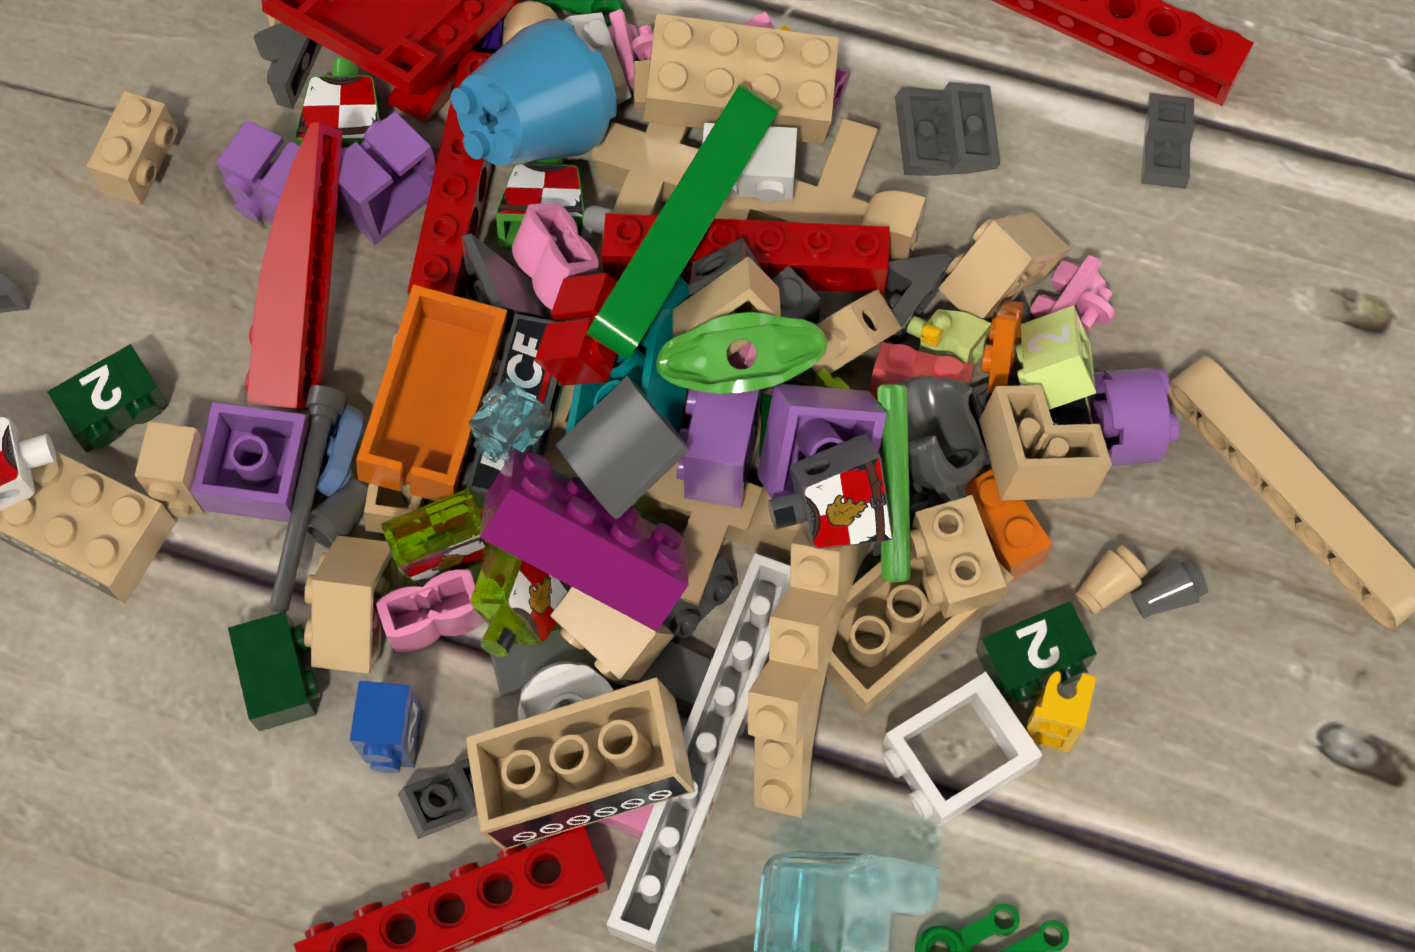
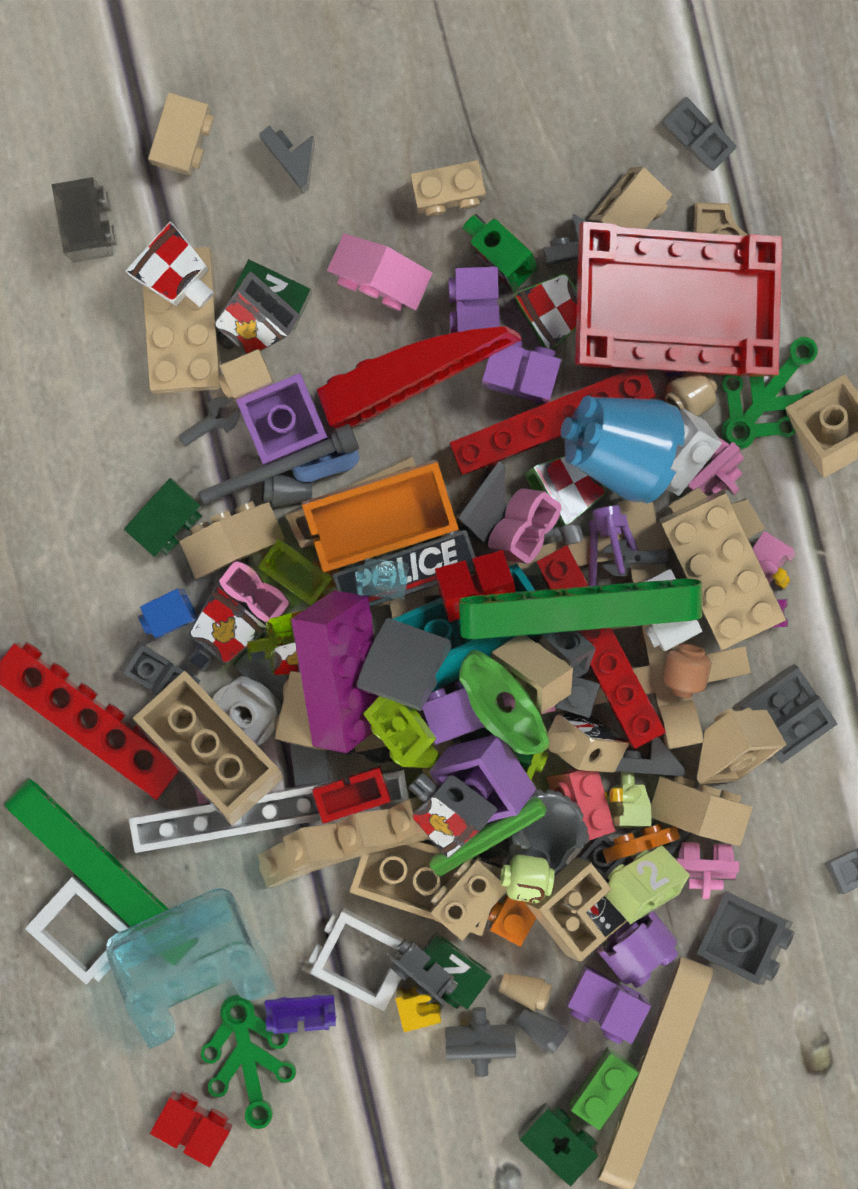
camera: 55 degrees right, 20 degrees up
(111, 416) = (254, 317): none -> torso
(162, 258) = (379, 272): none -> bright pink brick
(202, 553) = (210, 422): none -> dark grey bar
(226, 114) = (511, 256): none -> green torso
(451, 677) = (223, 629): none -> torso
(614, 172) = (609, 523): none -> medium lavender plant
(667, 168) = (635, 557): none -> dark grey bar
(701, 500) = (402, 733): none -> lime bracket
(749, 601) = (341, 799): none -> red piece
(831, 180) = (687, 670): none -> nougat head
(952, 179) = (737, 745): none -> tan slope
(973, 463) = (527, 878): none -> yellowish green head
(978, 882) = (316, 1012): none -> dark purple hinge
(1002, 684) = (411, 963): none -> dark grey hinge
(1146, 668) = (480, 1041): none -> dark grey pin
(1185, 302) = (746, 939): none -> dark grey plate
(1187, 486) = (609, 1003): none -> medium lavender brick
(1283, 555) = (603, 1088): none -> bright green brick
(1306, 666) = (566, 1162): none -> dark green brick

